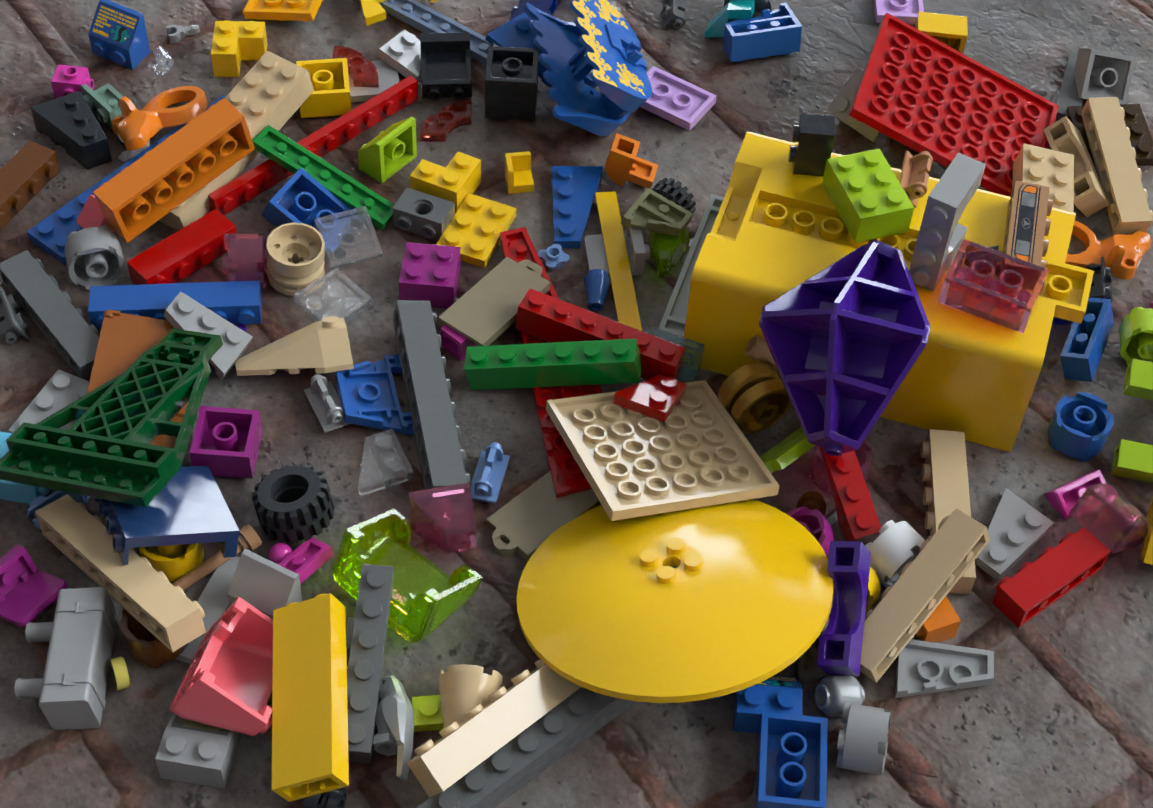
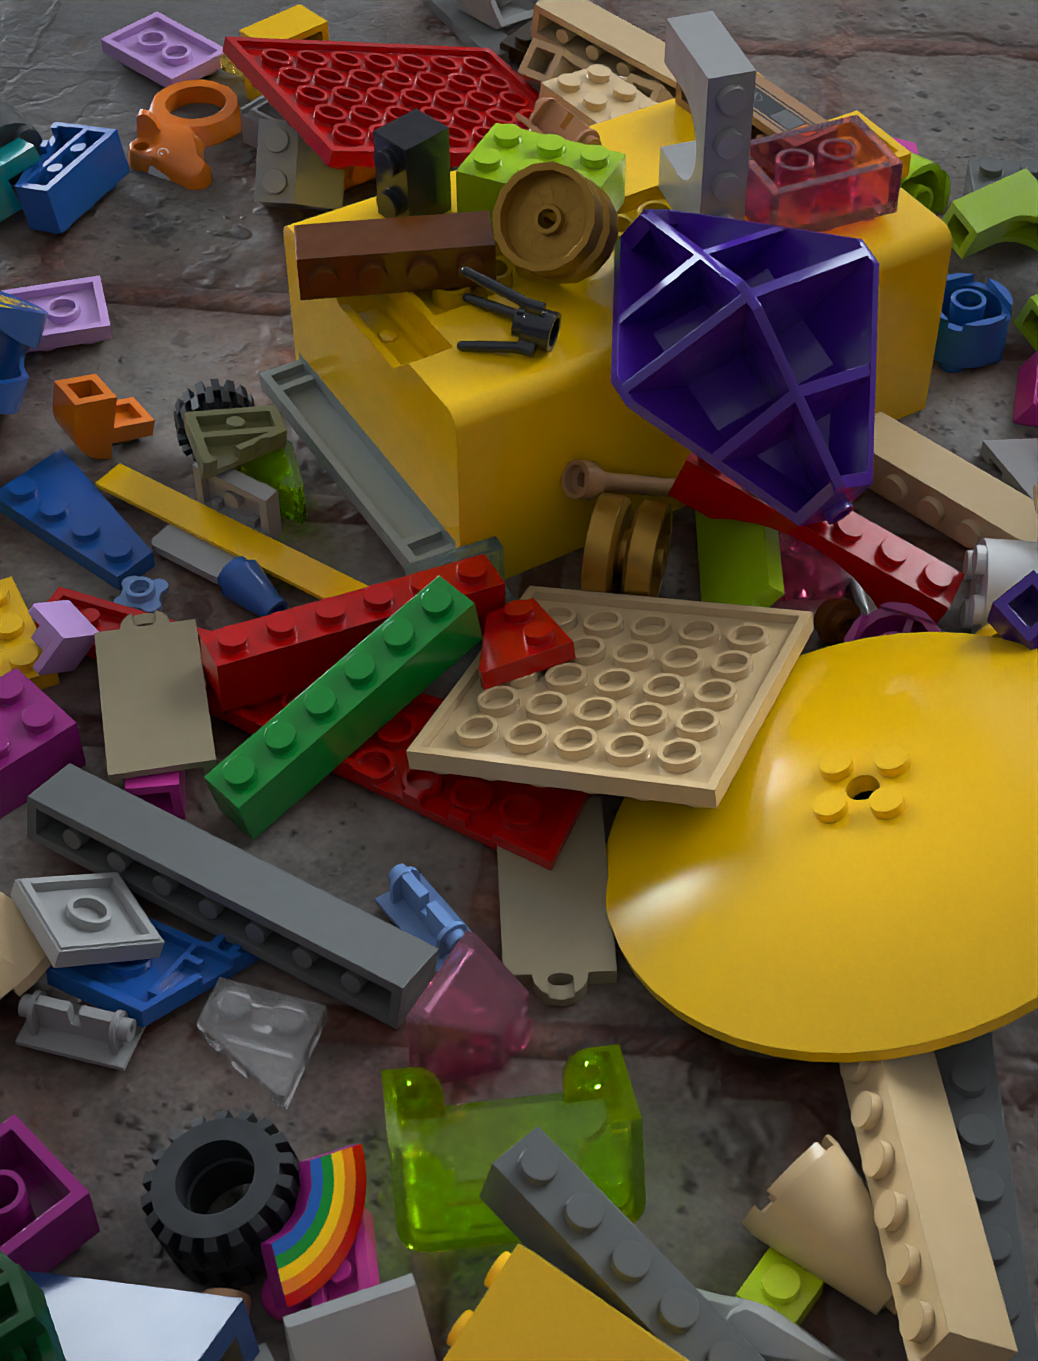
camera: 45 degrees left, 5 degrees down
(305, 538) = (321, 1226): none -> tile
(365, 364) = (86, 919): none -> light grey tile
(495, 248) = (62, 636): none -> lavender panel
(760, 180) = (393, 254): none -> reddish brown brick
(771, 255) = (531, 321): none -> black plant
(830, 216) = (555, 223): none -> pearl gold wheel
(837, 52) = (176, 145): none -> orange animal

